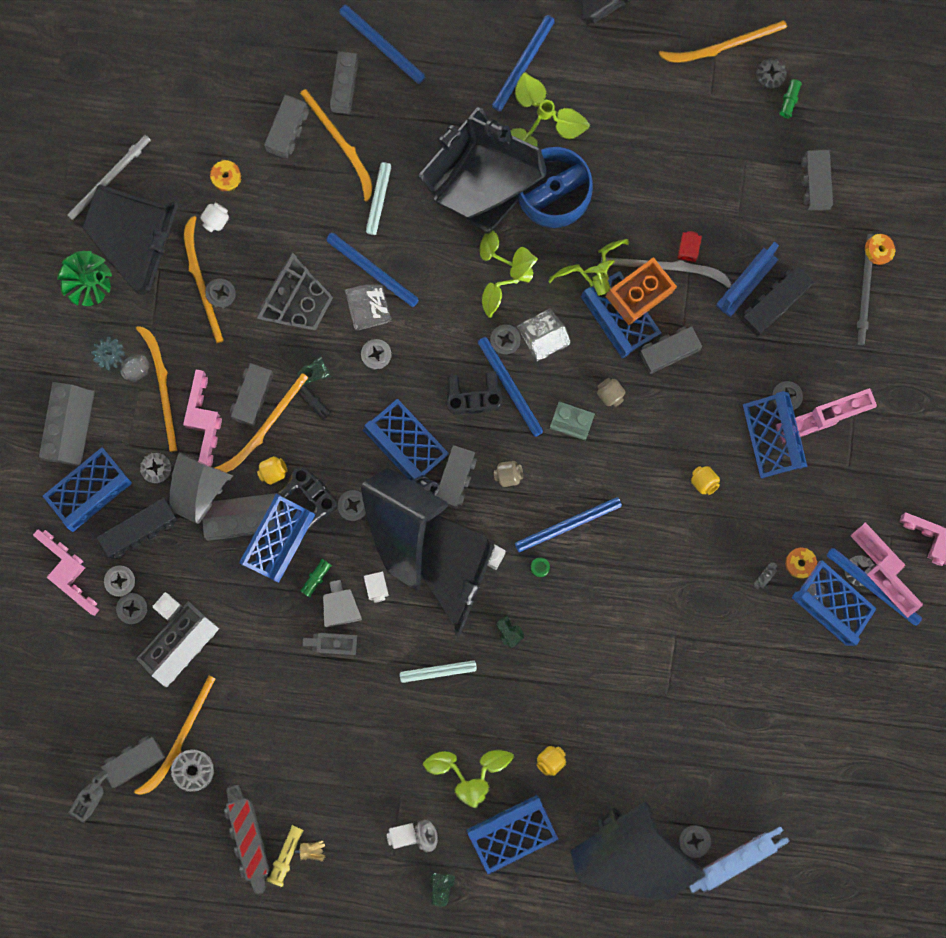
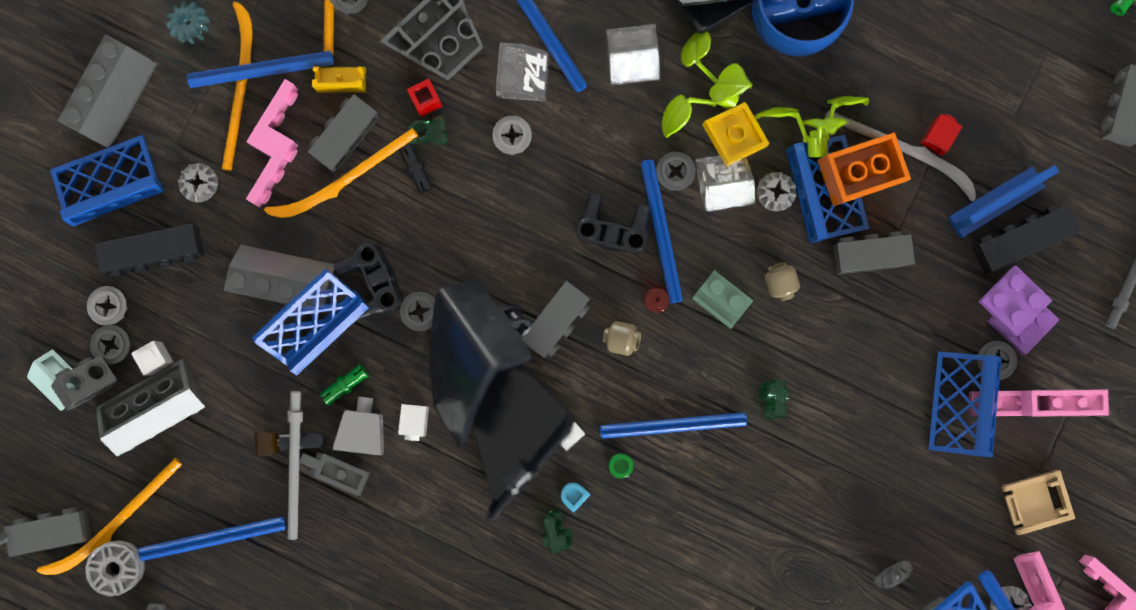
camera: 15 degrees right, 5 degrees up
(67, 571) = (46, 273): bright pink bracket -> none
(99, 648) = (43, 375): none -> light aqua panel
(123, 640) = (86, 386): none -> dark grey brick
(135, 367) = (213, 51): clear head -> none
(174, 369) = (259, 69): none -> blue axle
(194, 487) = (233, 222): dark grey wedge -> none
(235, 356) = (339, 79): none -> yellow hinge
(257, 724) = (212, 538): none -> blue axle
(272, 470) = (336, 234): yellow head -> none
(275, 639) = (269, 443): none -> piece
(289, 612) = (294, 416): none -> light grey bar
(303, 348) = (424, 97): none -> red brick
(393, 452) = (490, 260): blue fence -> none
(438, 671) = (452, 550): light aqua axle -> none
(444, 265) = (633, 54): none -> clear slope
(512, 601) = (574, 495): none -> medium azure tile
(524, 442) = (652, 305): none -> clear red tile
(539, 297) = (735, 134): none -> yellow plate
(579, 335) = (767, 197): none -> light grey gear
(635, 476) = (775, 395): none -> clear green plate
(705, 480) = (860, 429): yellow head -> none
(789, 354) = (1019, 310): none -> medium lavender bracket
(792, 563) = (949, 579): orange piece -> none
(850, 491) = (1032, 504): none -> tan container

